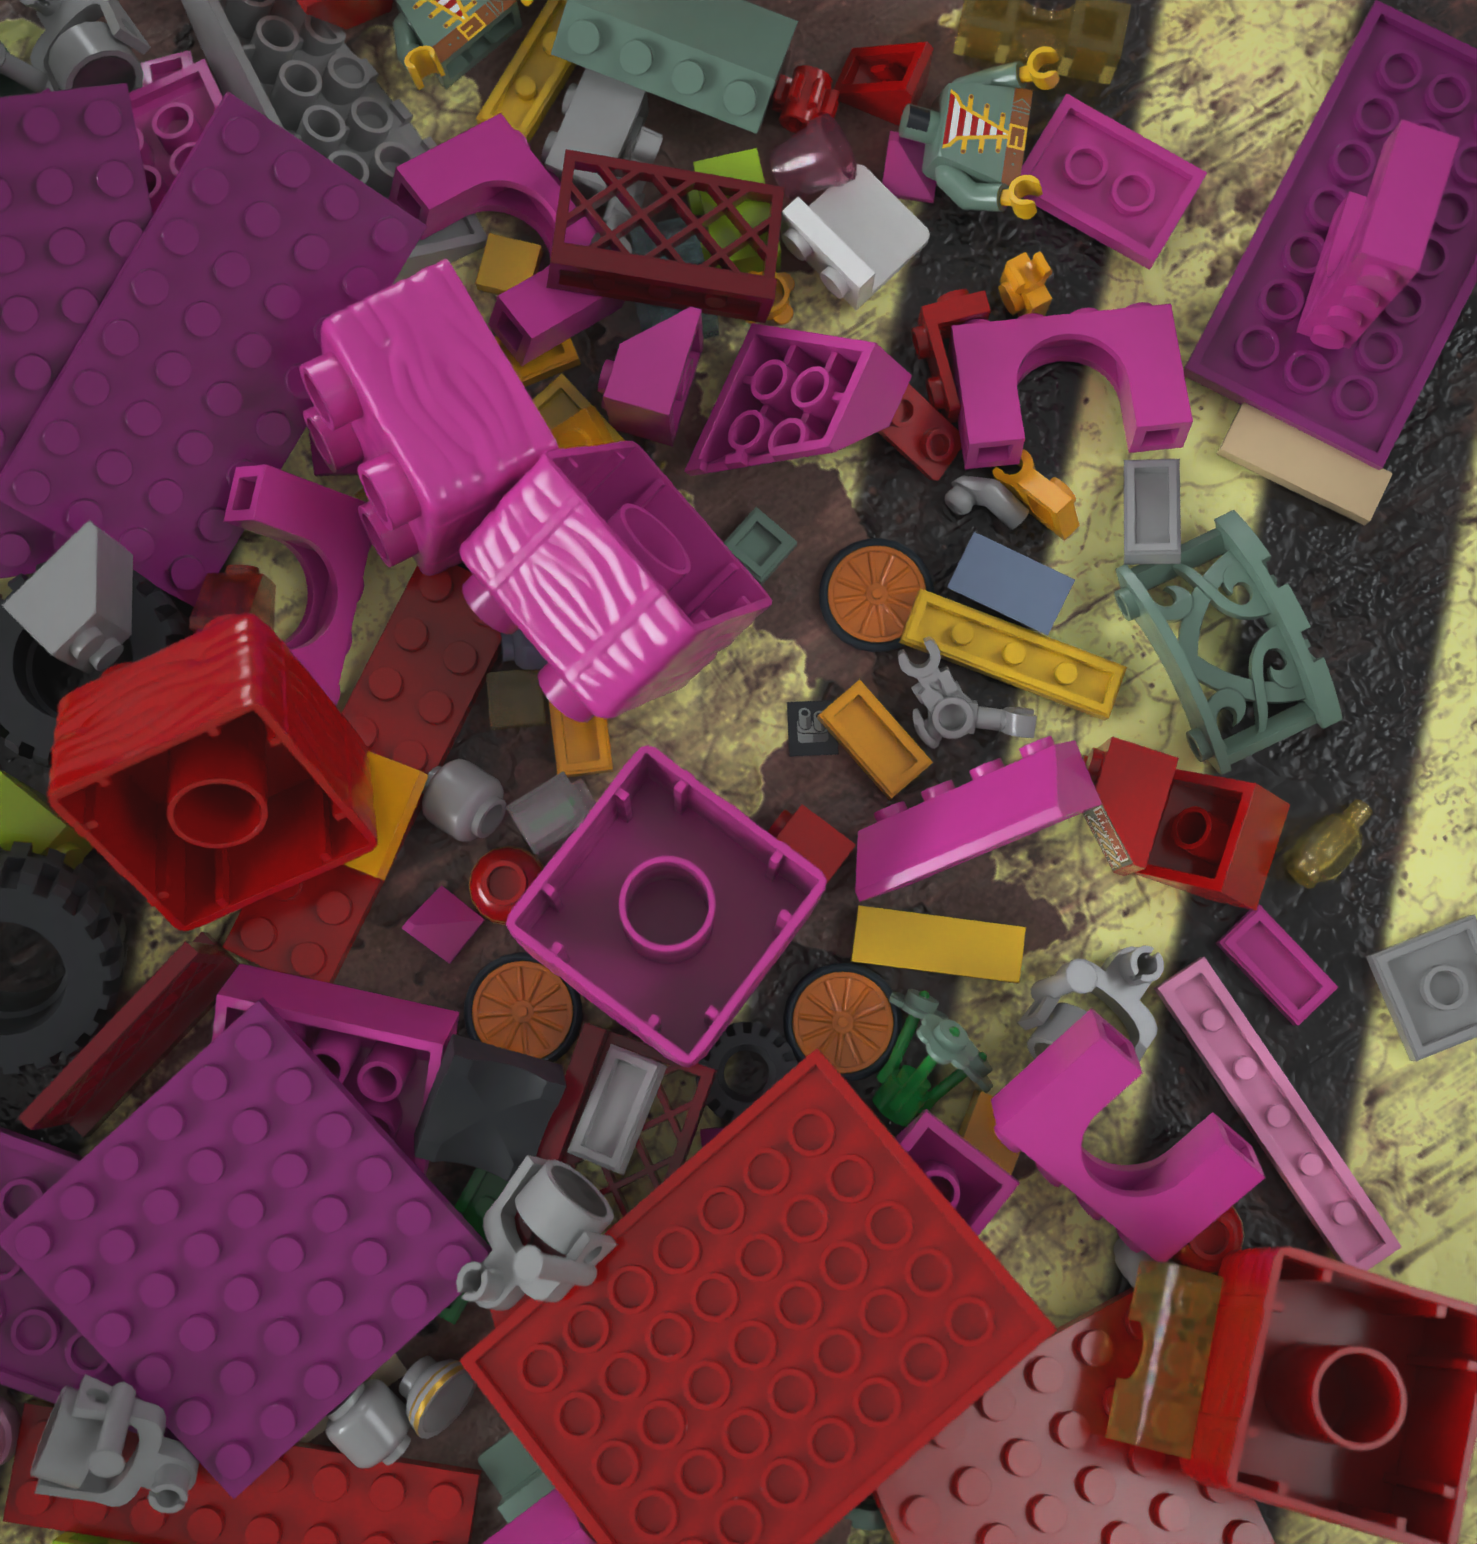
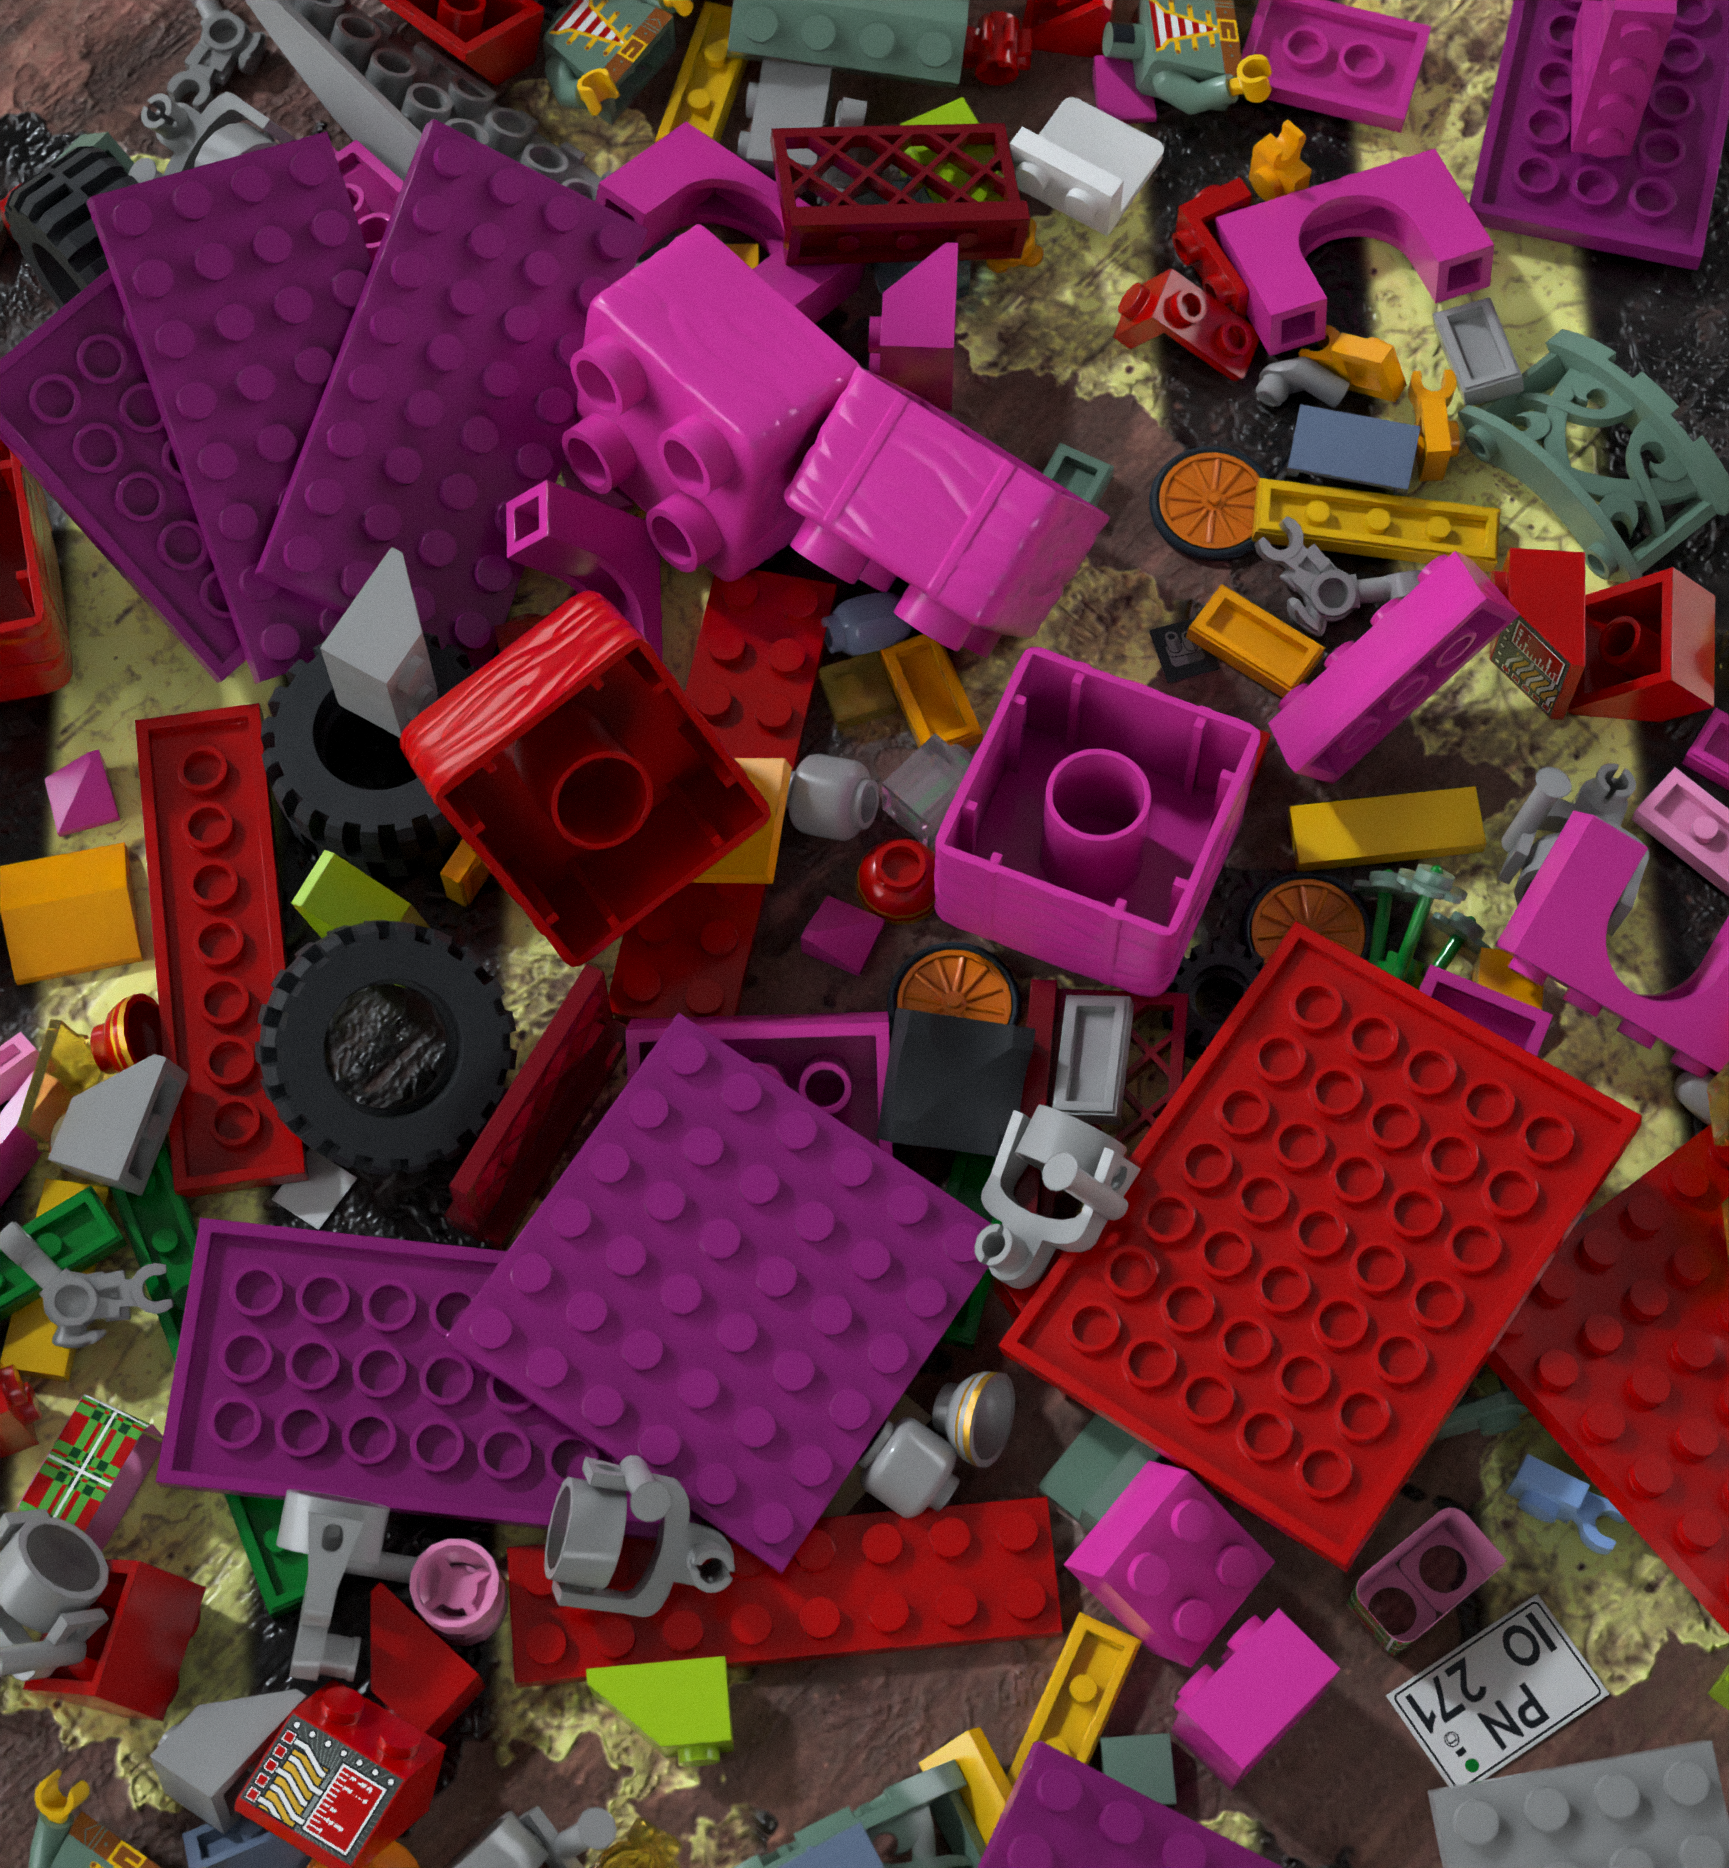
camera: 15 degrees left, 15 degrees down
(797, 399) = (1077, 306): dark pink wedge -> none
(814, 159) = (1023, 96): clear pink piece -> none
(1091, 584) = (1437, 436): none -> light orange plate
(1304, 464) = (1619, 278): tan tile -> none

